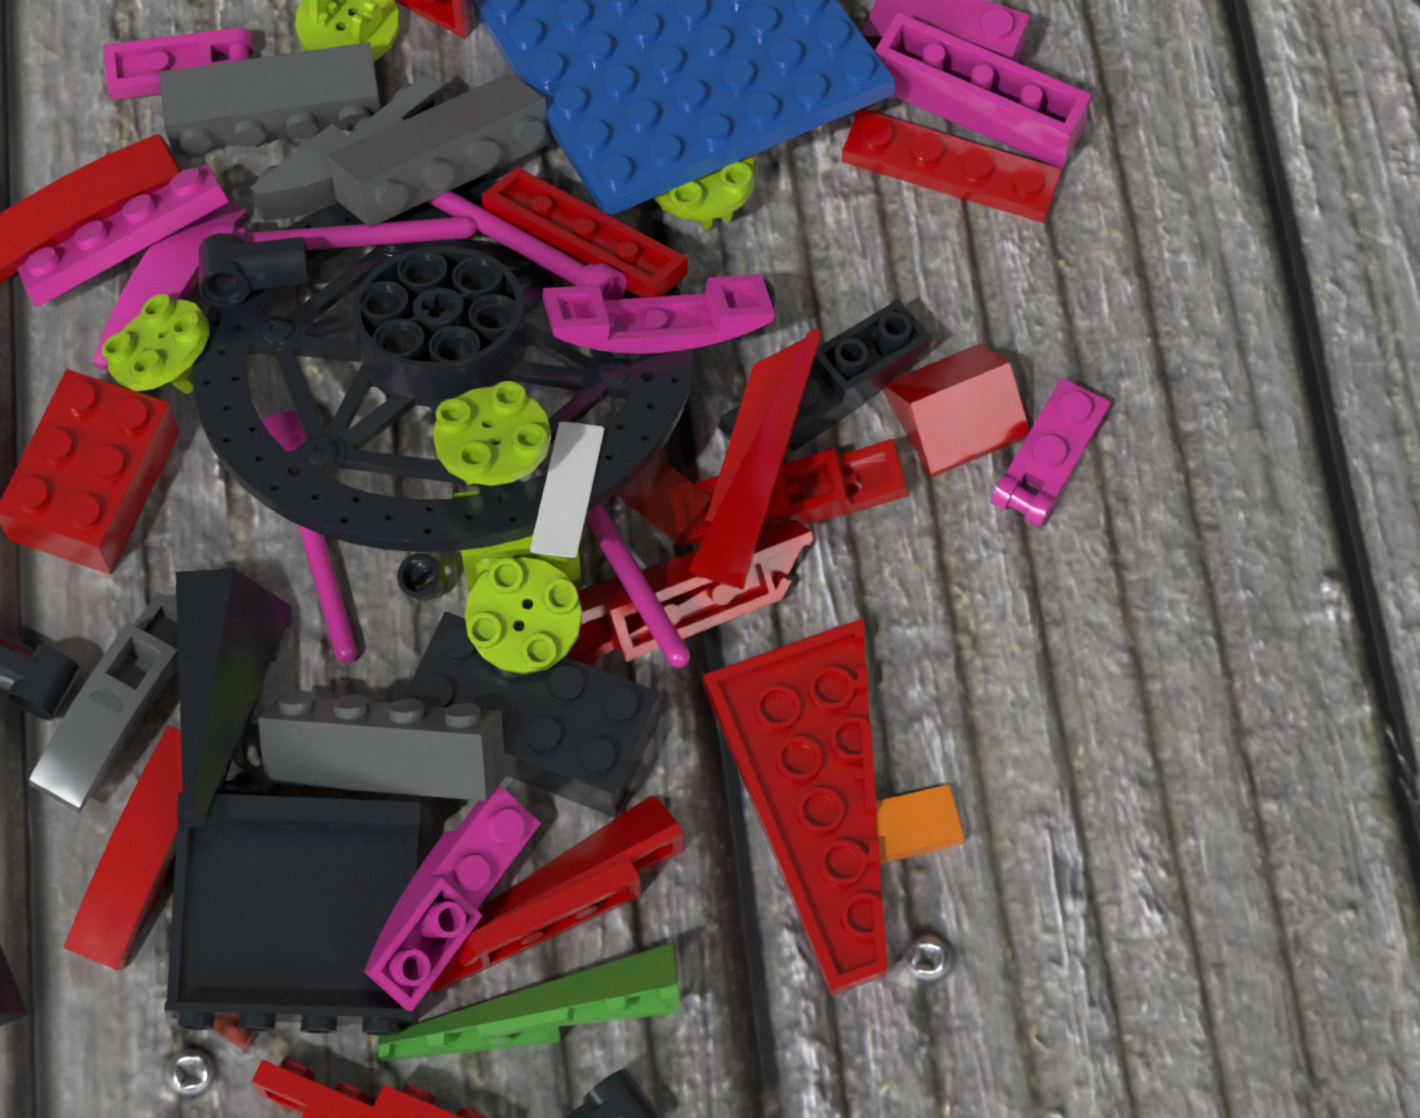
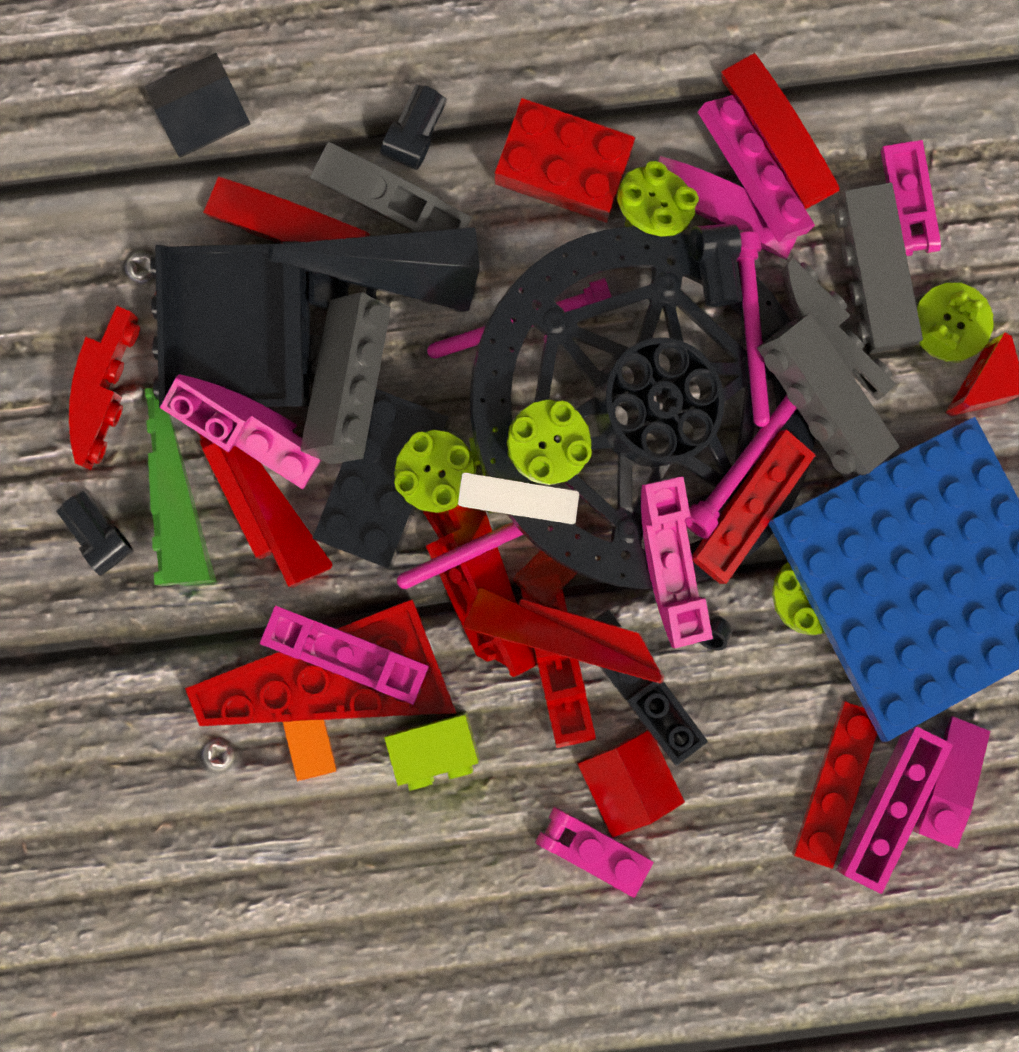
camera: 90 degrees right, 20 degrees up
(784, 752) = (344, 654): none -> dark pink slope
(916, 637) = (433, 750): none -> lime brick

